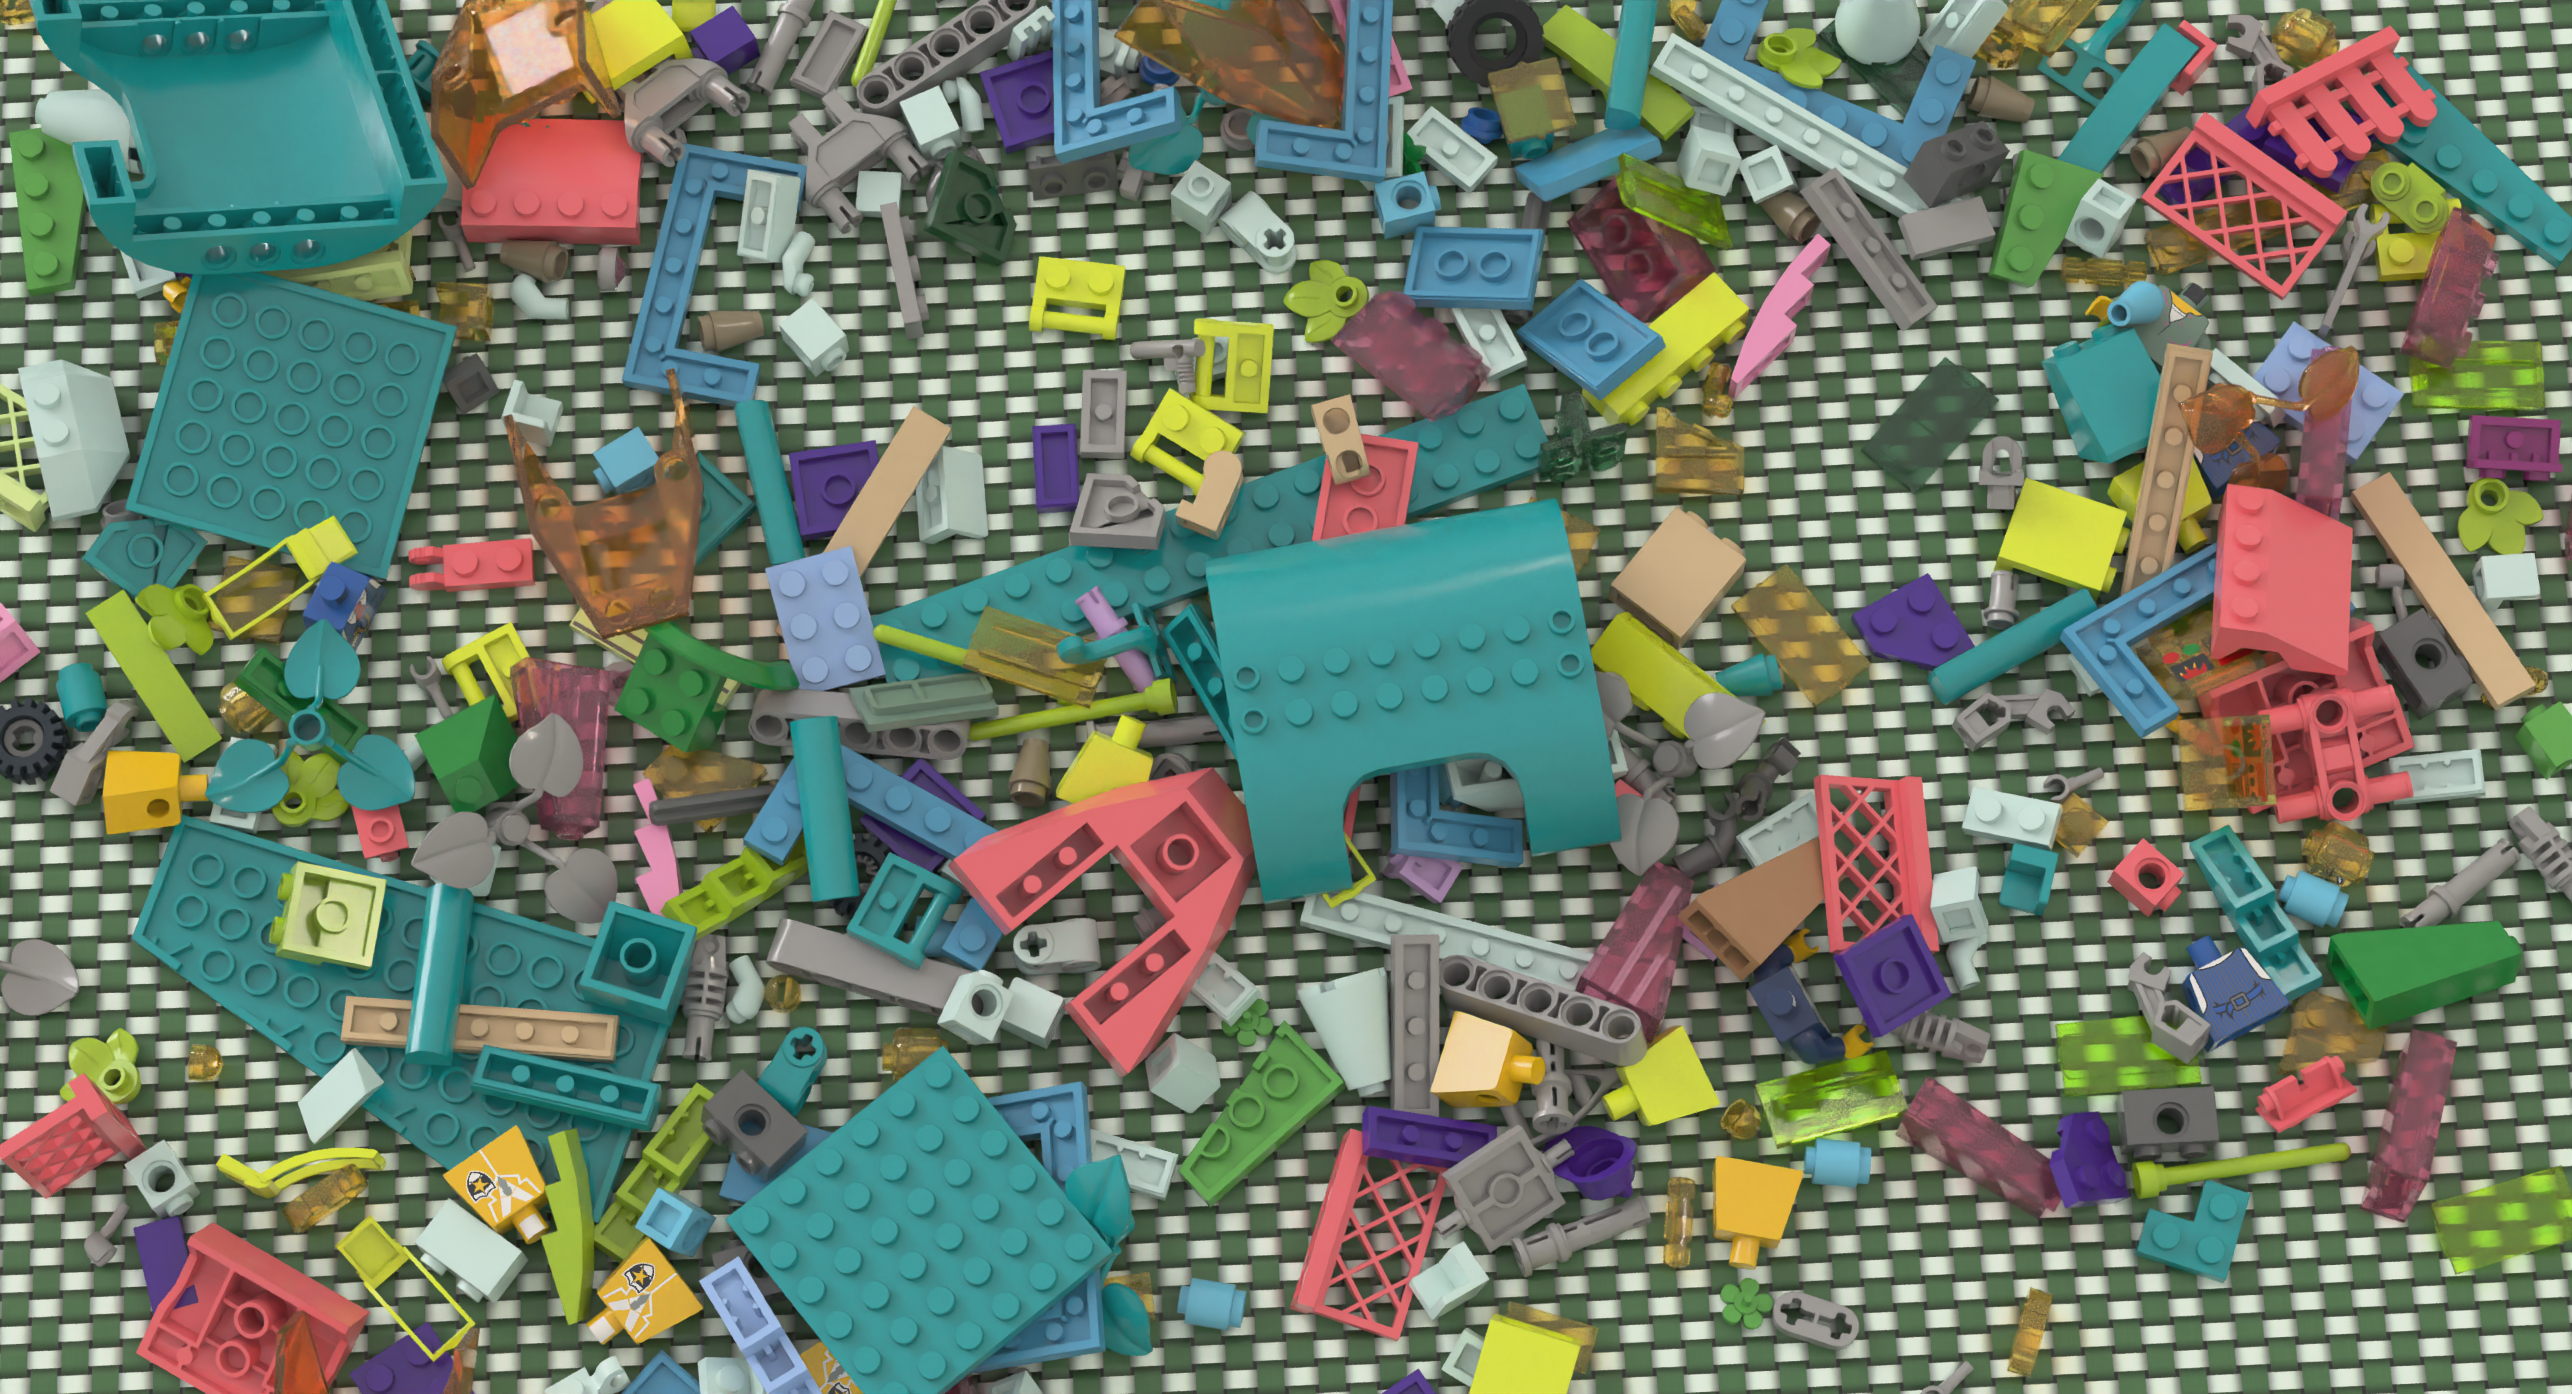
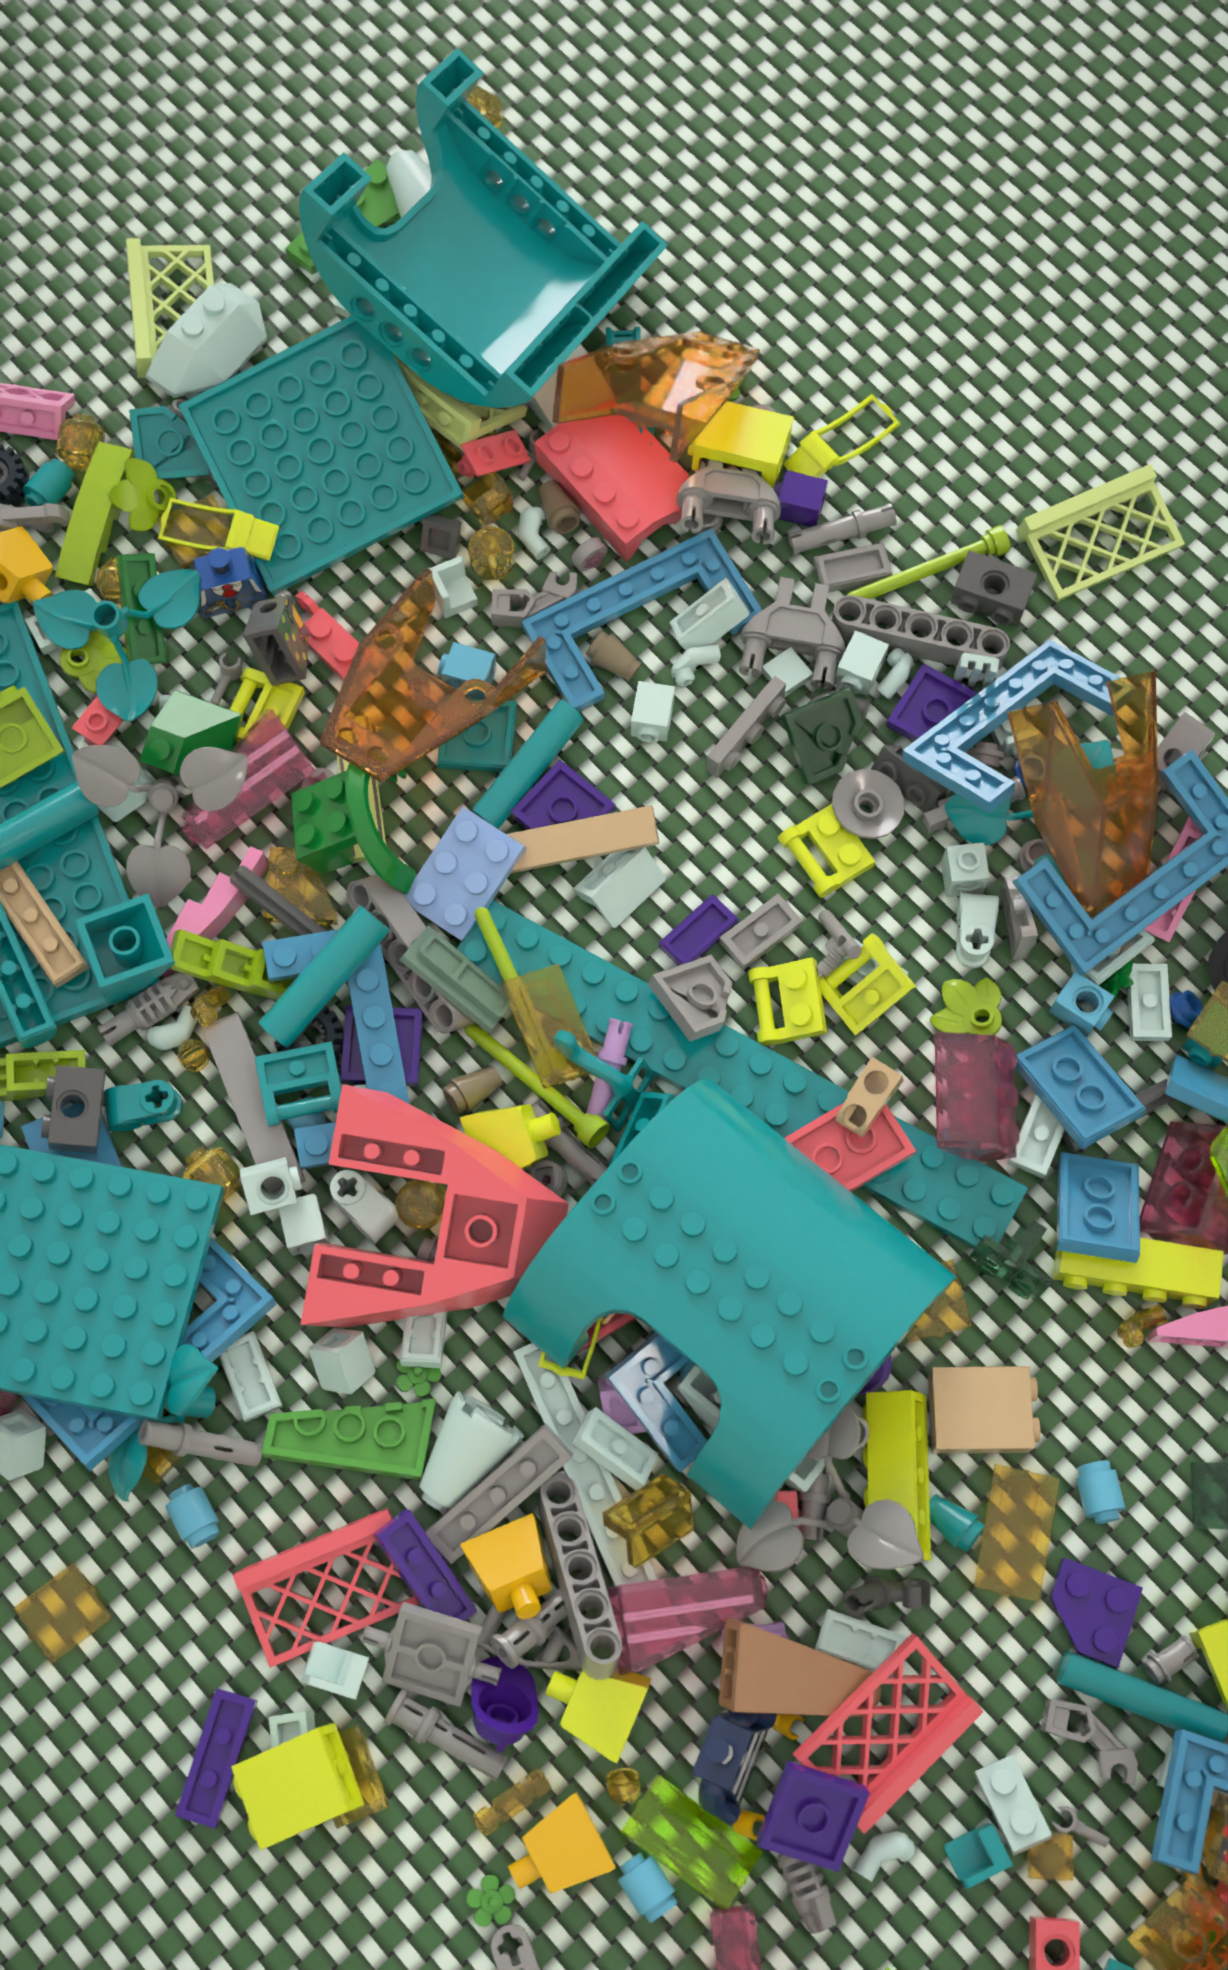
camera: 50 degrees right, 0 degrees up
(64, 632) = (78, 440): none -> clear yellow head
(434, 272) = (492, 454): none -> coral hinge
(434, 590) = (278, 639): none -> dark grey torso
(530, 352) = (491, 553): none -> clear yellow head
(619, 338) = (551, 594): none -> light grey piece
(748, 942) = (204, 1005): none -> clear yellow arm
(1068, 212) = (876, 792): none -> light grey dish
(1103, 893) = (421, 1204): none -> clear yellow head
(1144, 1252) = (185, 1440): none -> light grey pin
(1215, 497) = (762, 1048): tan leg -> none
(1285, 190) = (1019, 920): none -> light grey wing
(1458, 899) = (615, 1448): none -> light aqua plate
(1541, 915) = (651, 1518): none -> clear yellow panel
(1694, 459) = (1078, 1350): clear yellow wing -> none
(1716, 848) = (807, 1601): dark grey piece -> none
(1824, 540) = (1100, 1492): none -> medium azure brick
(1957, 905) = (909, 1819): light aqua panel -> none

